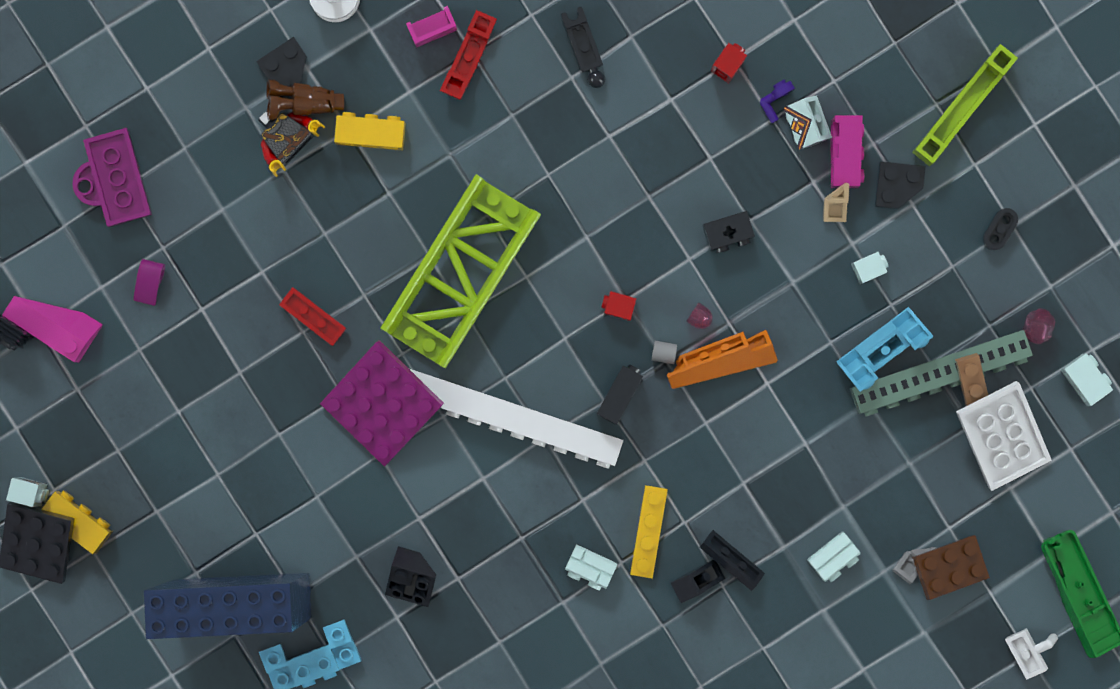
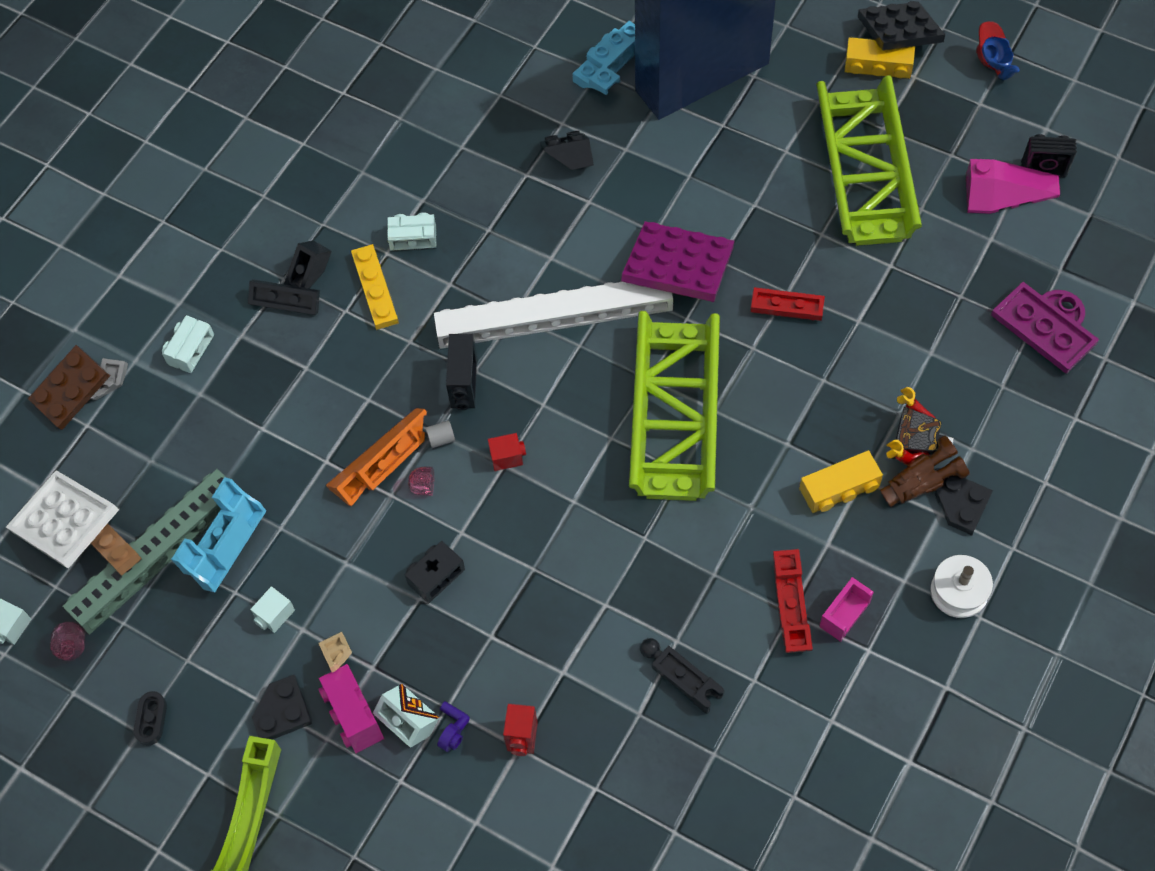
camera: 155 degrees right, 25 degrees down
(27, 492) = (935, 53): light aqua brick -> none
(116, 480) = (866, 224): none -> lime piece
(148, 280) = (955, 261): magenta panel -> none

